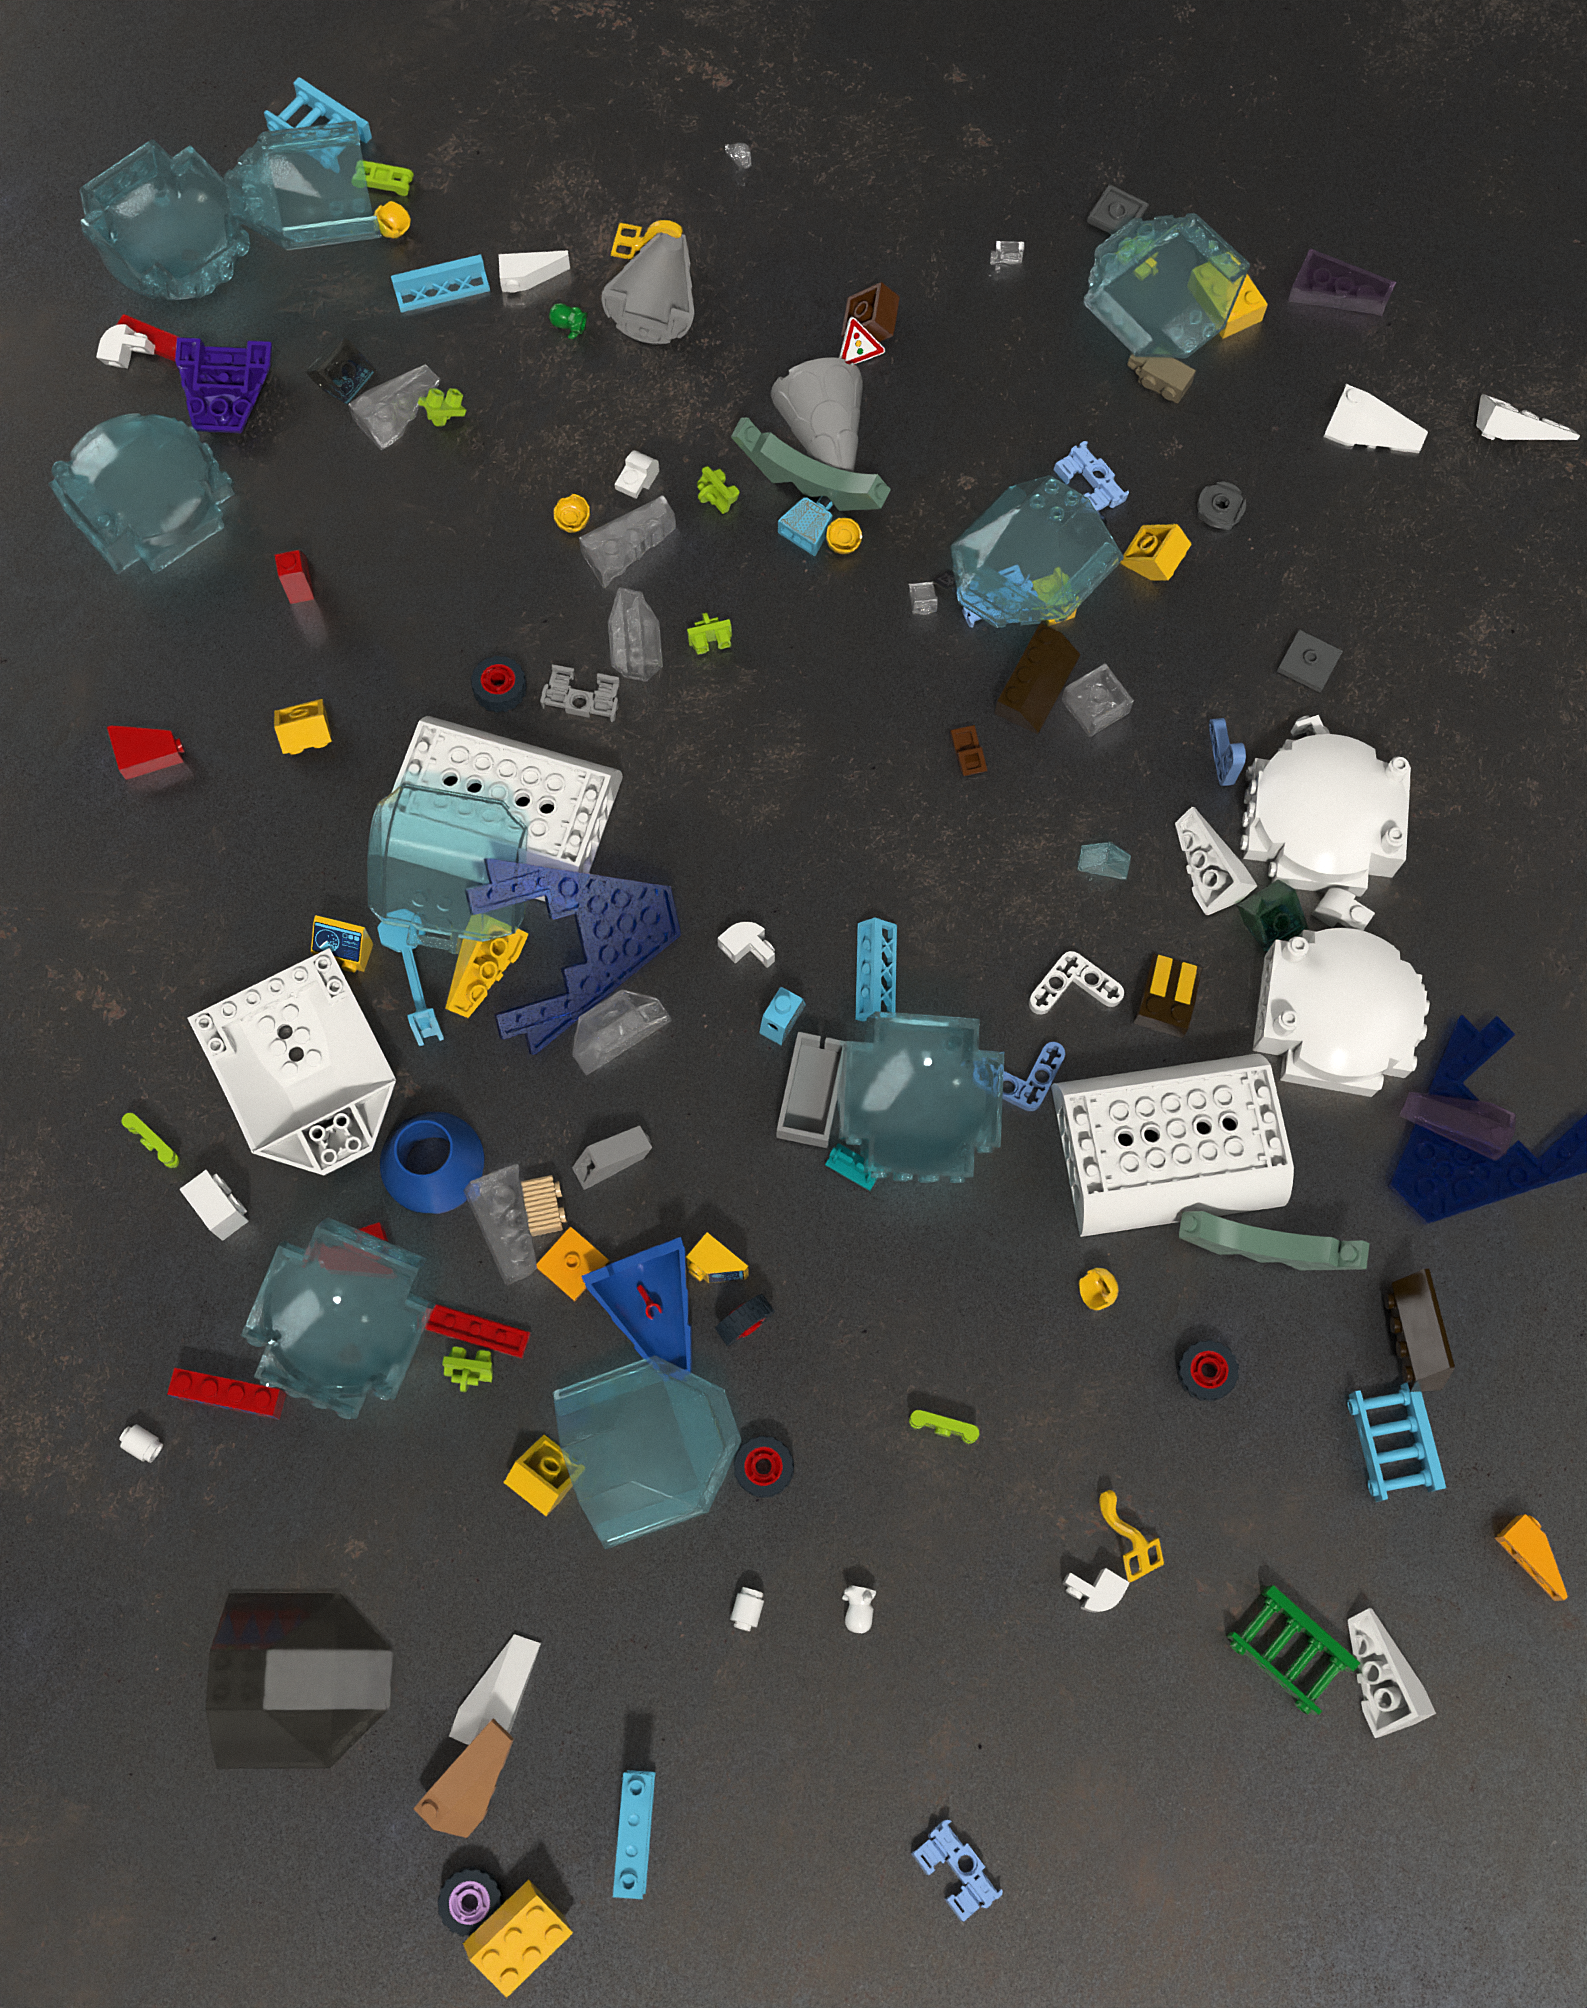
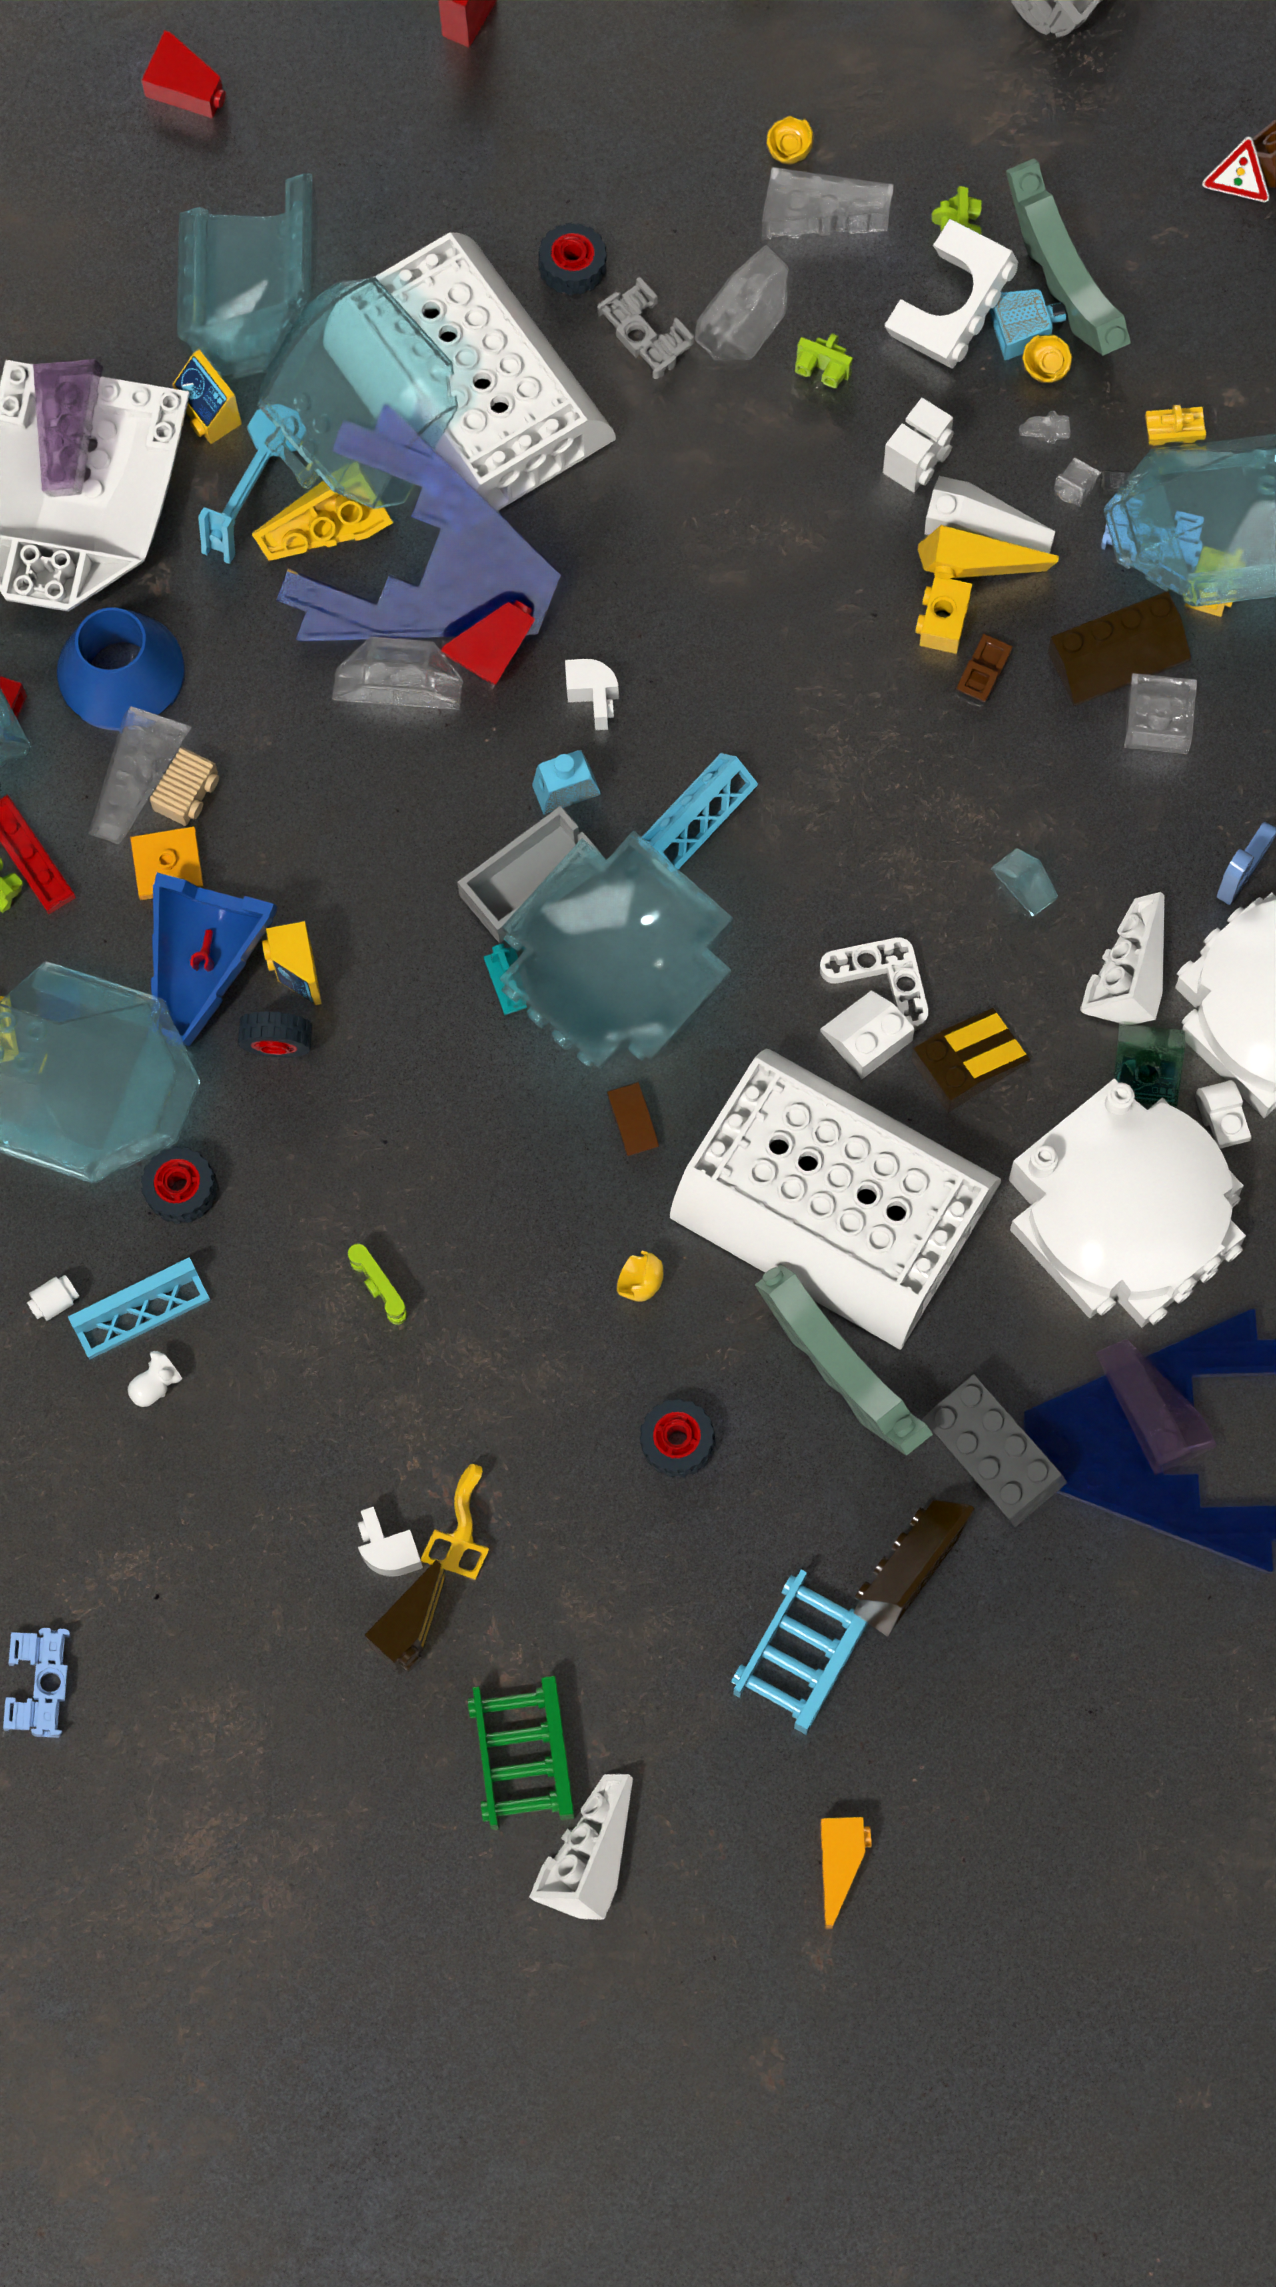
camera: 45 degrees right, 0 degrees up
(264, 1027) = (65, 412): none -> clear purple wedge
(302, 727) = (348, 164): yellow slope -> none
(308, 848) = (246, 280): none -> clear light blue windscreen
(611, 1156) = (287, 790): light grey slope -> none
(637, 474) = (891, 144): white brick -> none
(661, 961) = (491, 641): none -> red slope
(773, 566) = (948, 336): none -> white arch
(799, 1563) = (133, 1297): none -> medium azure fence
(817, 643) = (914, 453): none -> white piece
(823, 409) = (1145, 218): light grey cone -> none
(879, 576) = (1049, 427): none -> clear piece
(883, 663) = (978, 512): none -> white wedge
(901, 690) = (964, 554): none -> yellow wedge
(918, 722) = (944, 632): none -> yellow brick
(953, 521) = (1175, 425): none -> yellow hips
(1005, 1192) = (632, 1118): none -> reddish brown slope
(1023, 1088) = (742, 1036): medium blue beam -> none
(1097, 1026) = (869, 1033): none -> white slope
(1157, 1632) = (404, 1628): none -> dark brown slope
(1400, 1222) = (994, 1450): none -> dark grey brick

